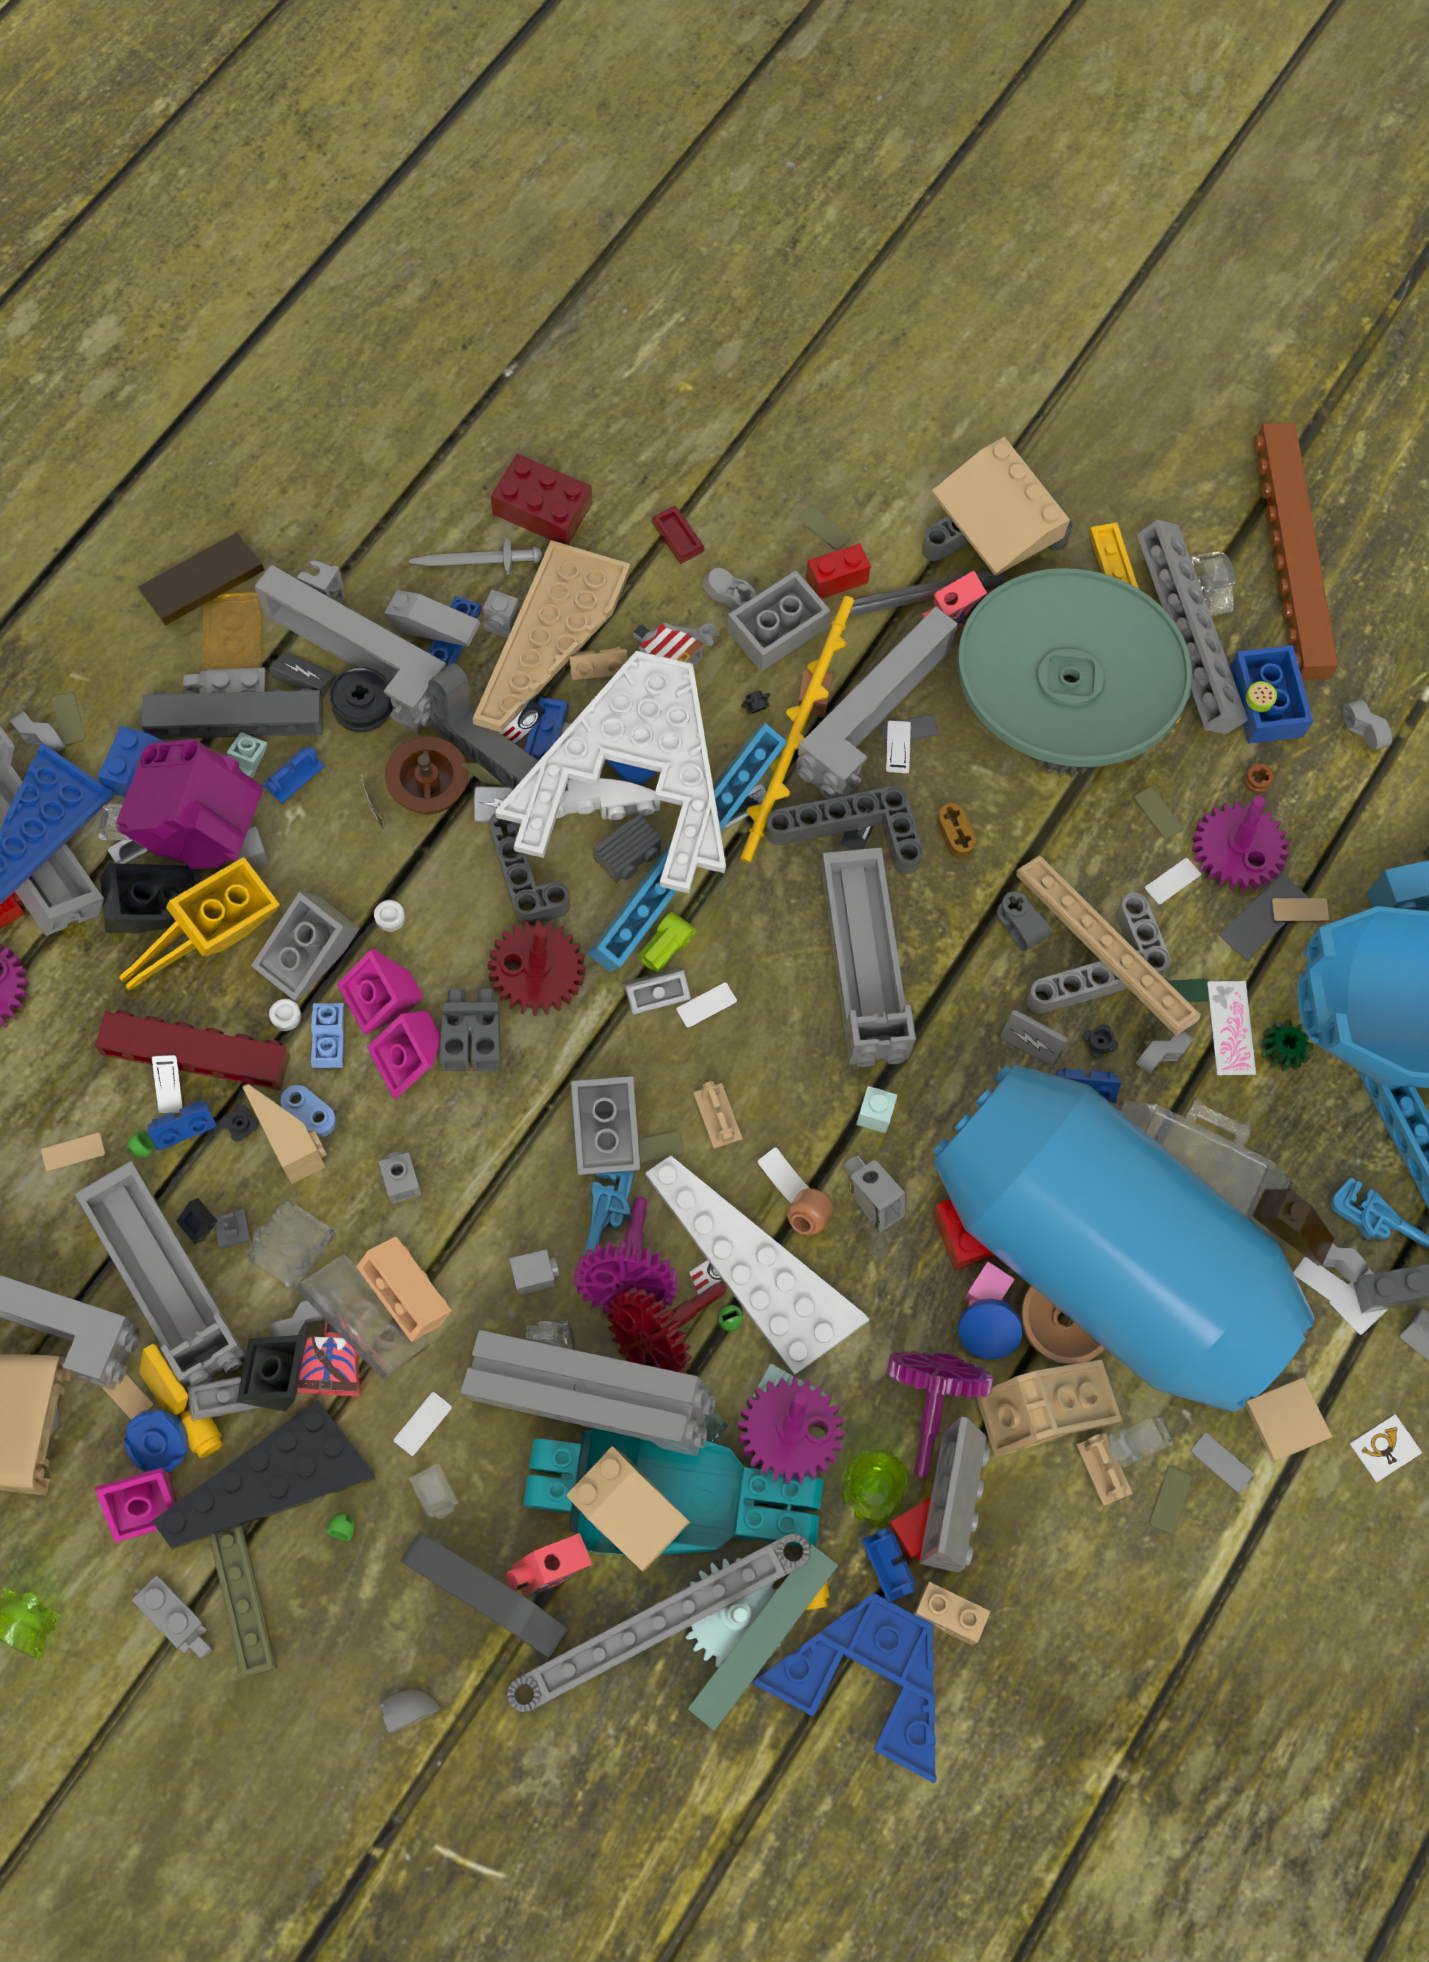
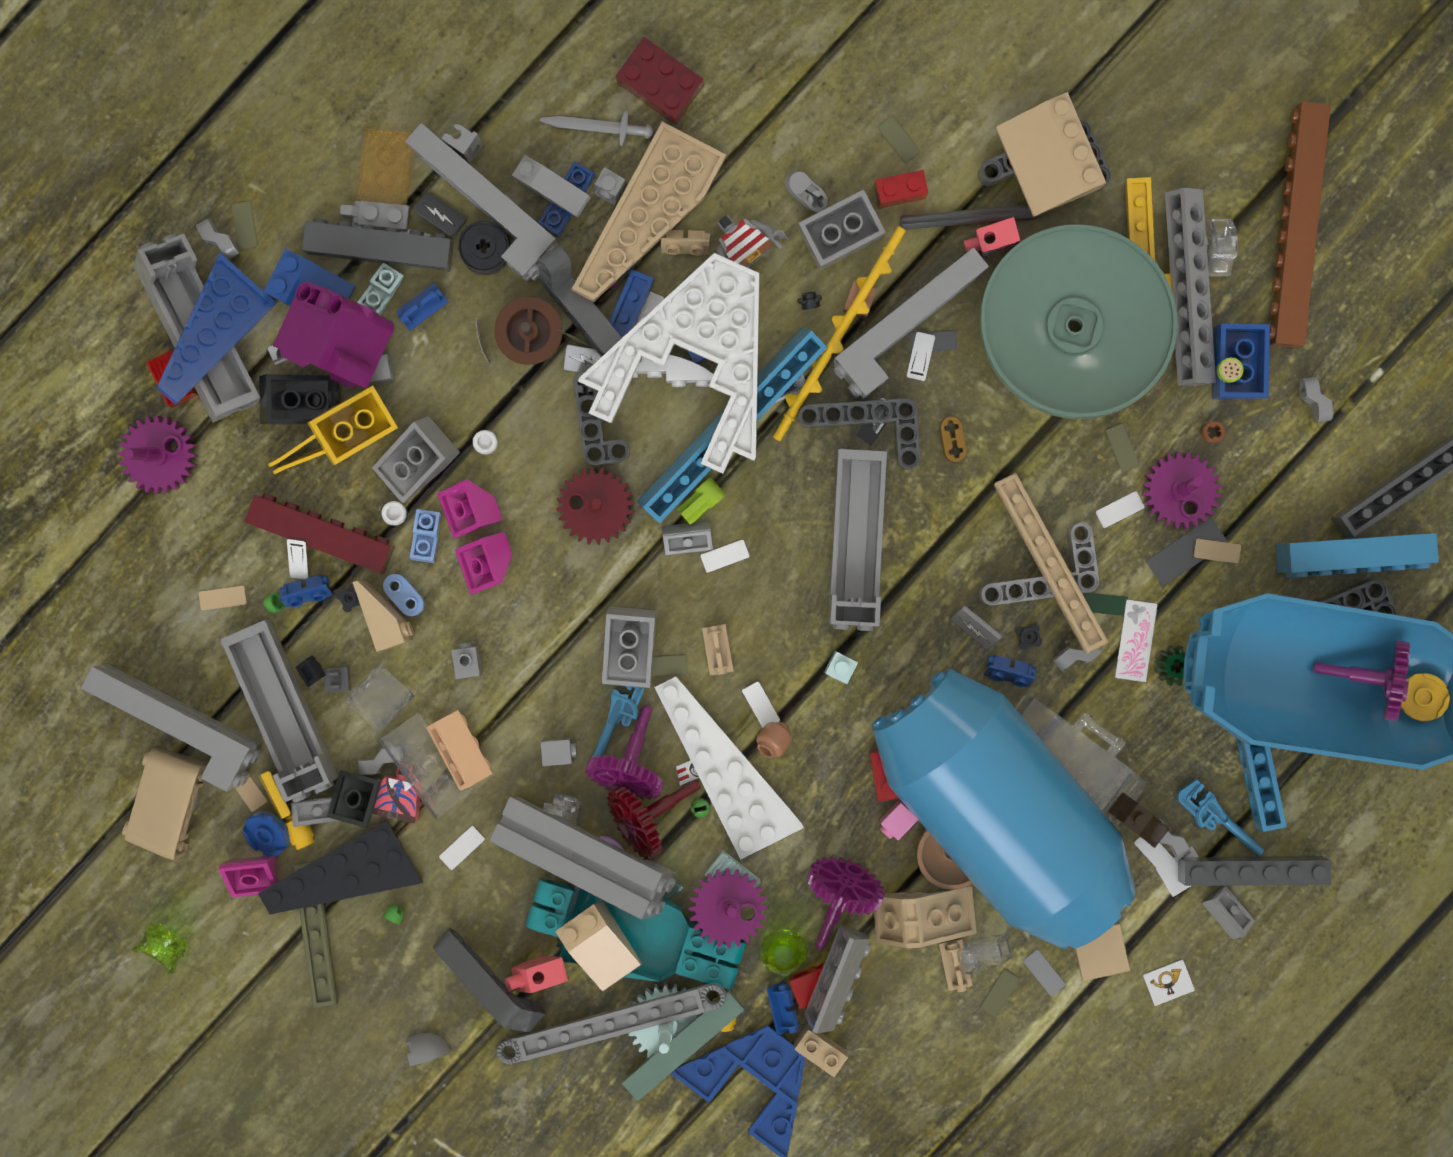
camera: 10 degrees right, 20 degrees up
(108, 826) = (271, 327): clear brick -> none
(173, 1617) = (268, 957): light grey hinge -> none
(201, 578) = (363, 113): dark brown tile -> none
(434, 1492) = (463, 902): clear brick -> none
(470, 1020) = (537, 545): dark grey hips -> none
(523, 722) = (613, 293): sticker -> none
(627, 849) = (682, 416): dark grey brick -> none
(677, 534) = (771, 128): dark red tile -> none
(875, 1193) = (831, 741): light grey torso -> none
(990, 1329) = (892, 852): blue tile -> none
(1022, 922) = (990, 534): dark grey piece -> none

